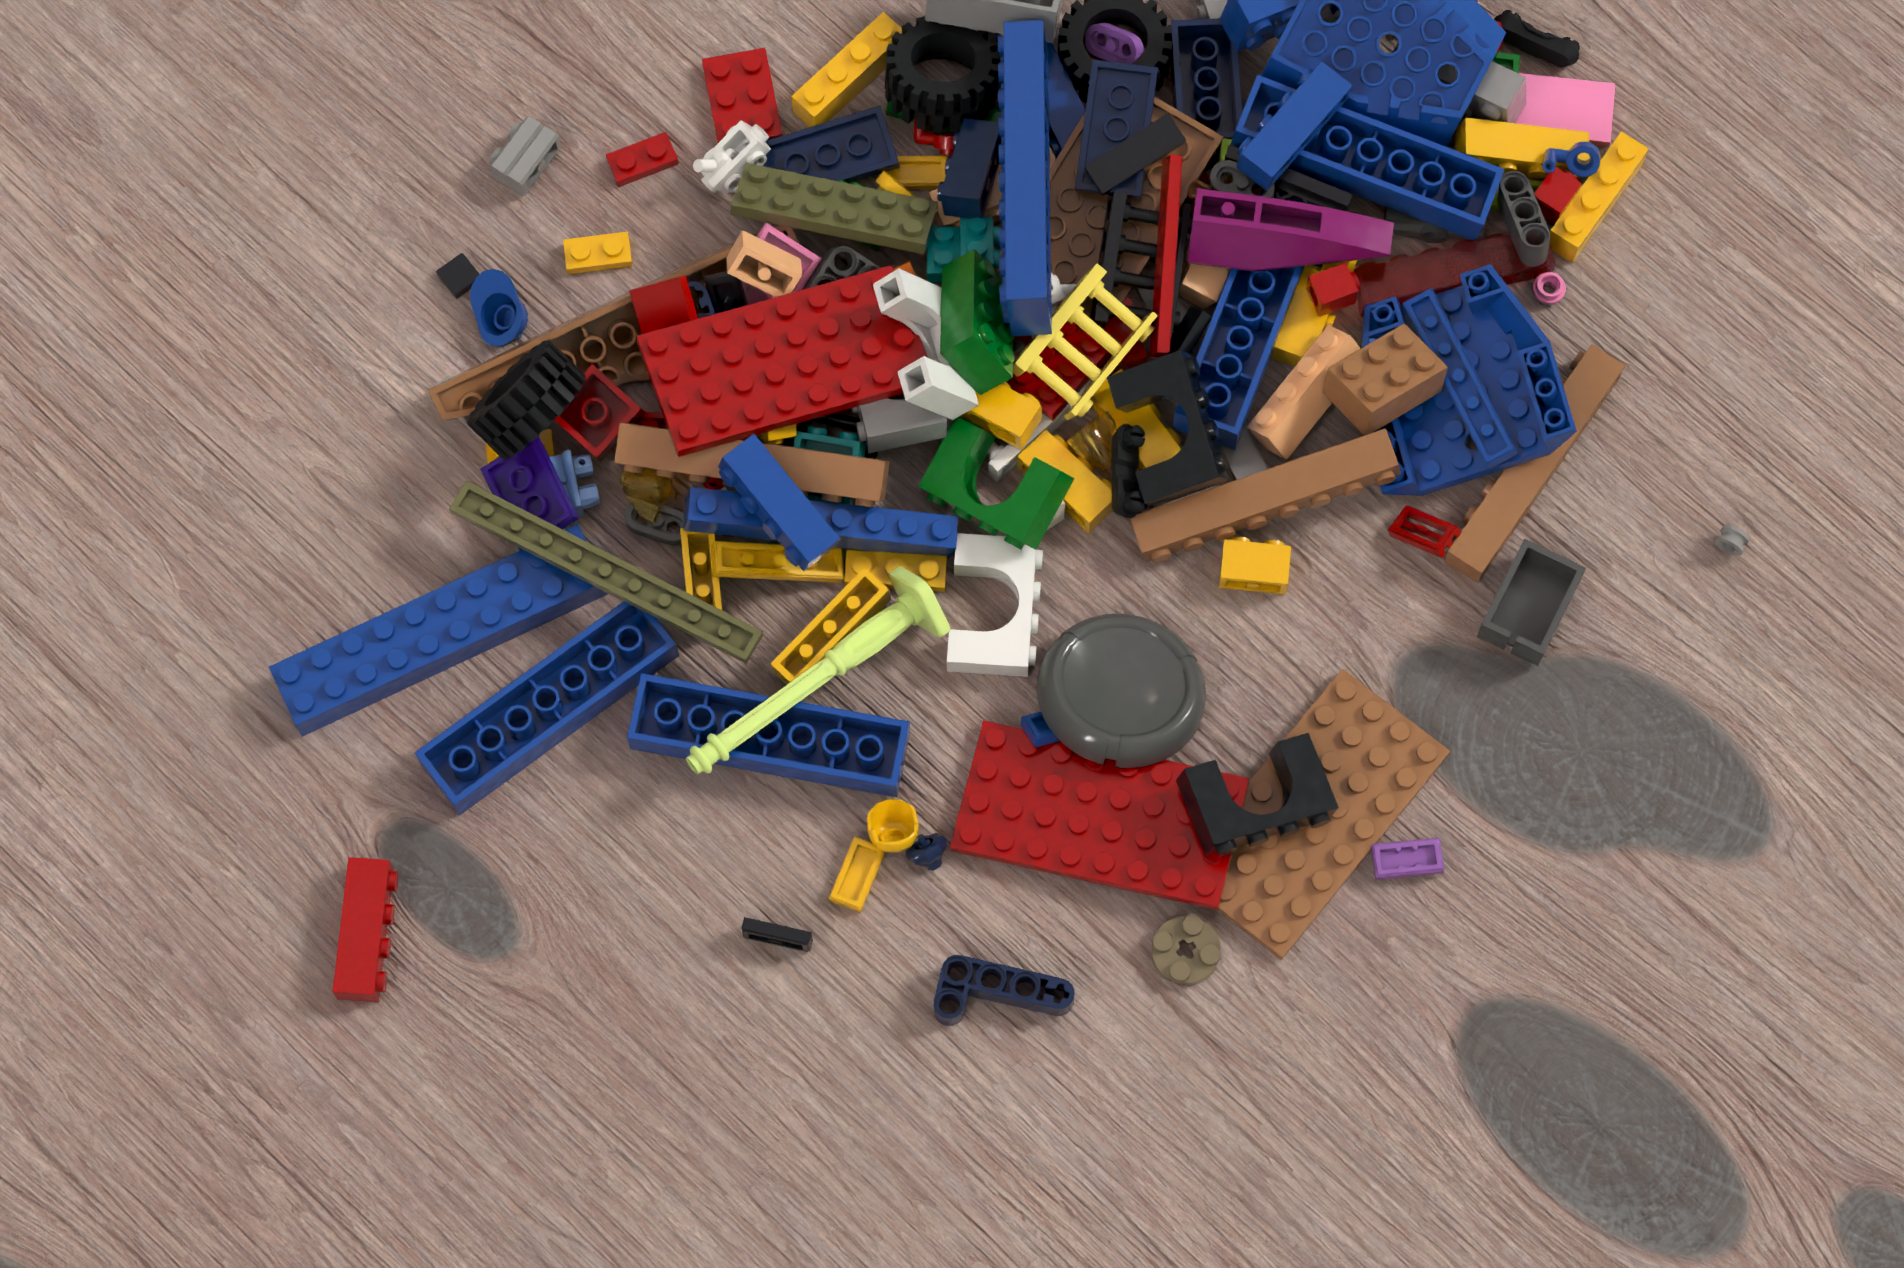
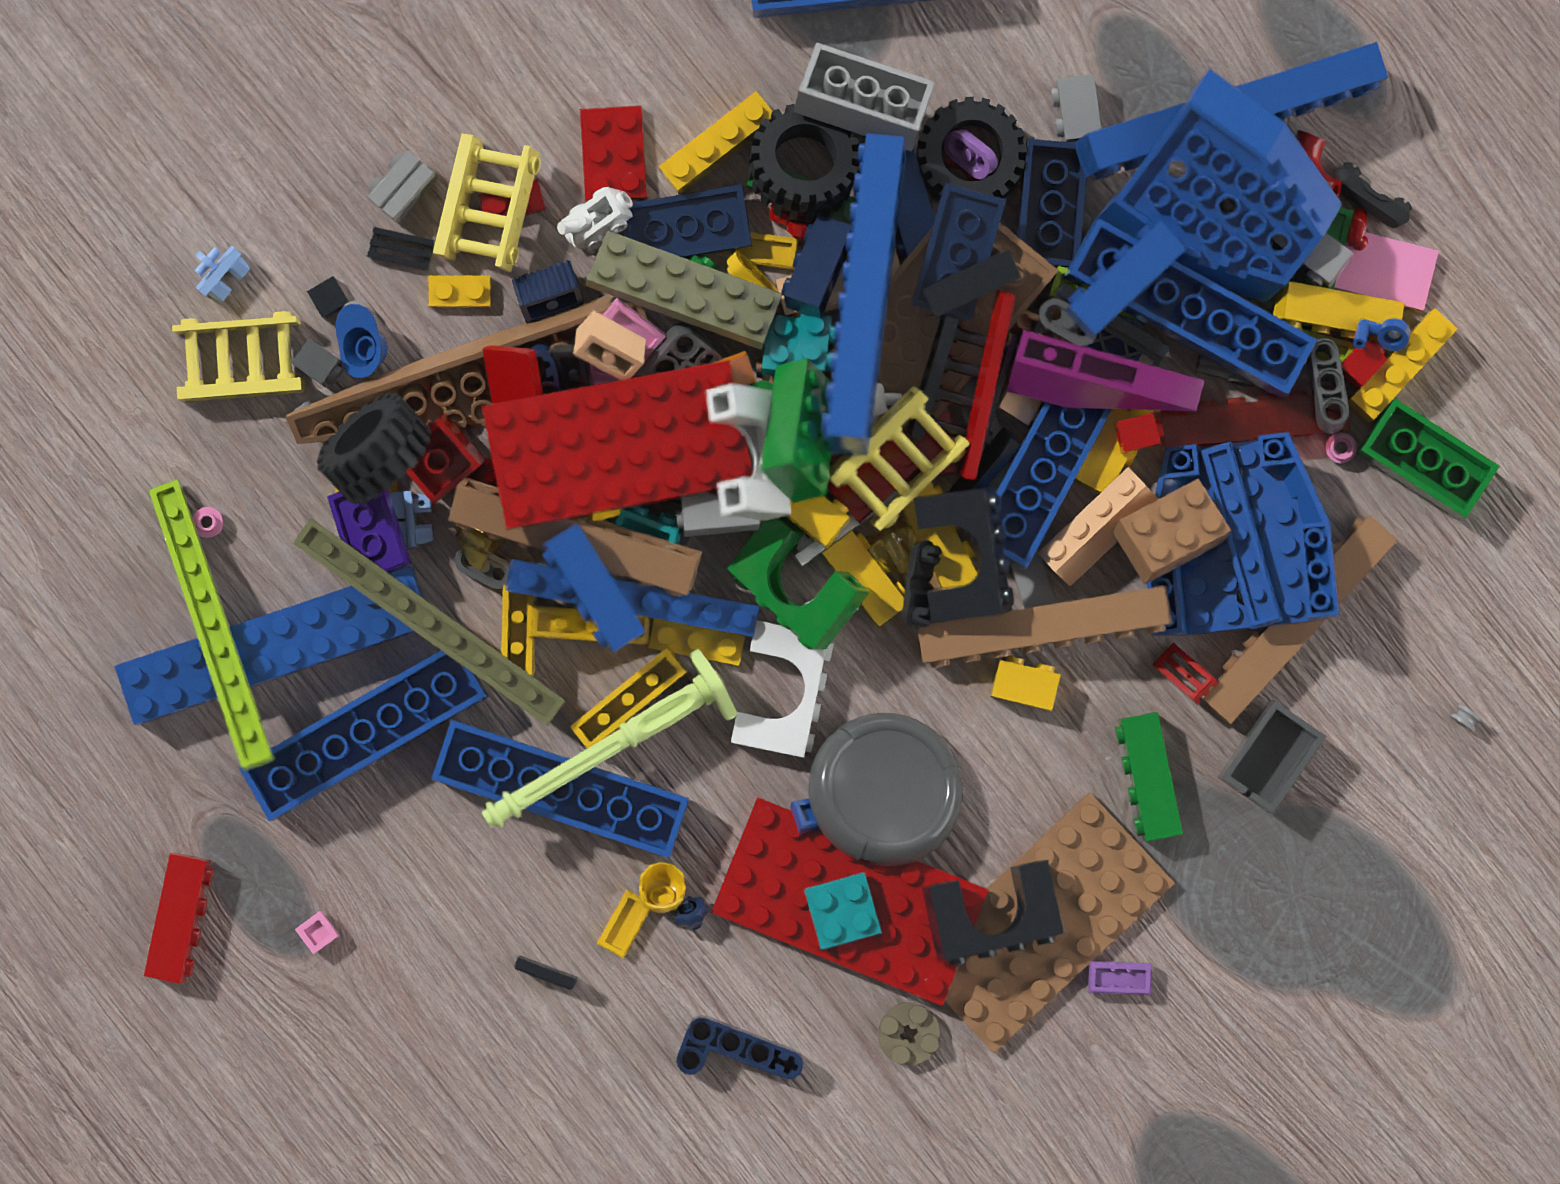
camera: 10 degrees right, 15 degrees up
(335, 276) = (229, 262): none -> light blue hips
(360, 522) = (217, 522): none -> bright pink plate
(366, 377) = (225, 386): none -> light yellow fence
(371, 607) = (211, 625): none -> lime plate
(455, 339) = (318, 363): none -> dark grey brick
(519, 926) = (317, 932): none -> bright pink plate
(530, 207) = (375, 242): none -> black tile
(590, 143) = (464, 183): none -> light yellow fence
(690, 236) = (547, 291): none -> dark blue brick
(1094, 819) = (842, 911): none -> teal plate
(1404, 643) = (1150, 777): none -> green brick
(1527, 68) = (1357, 230): none -> red arm
(1641, 283) = (1427, 459): none -> green brick

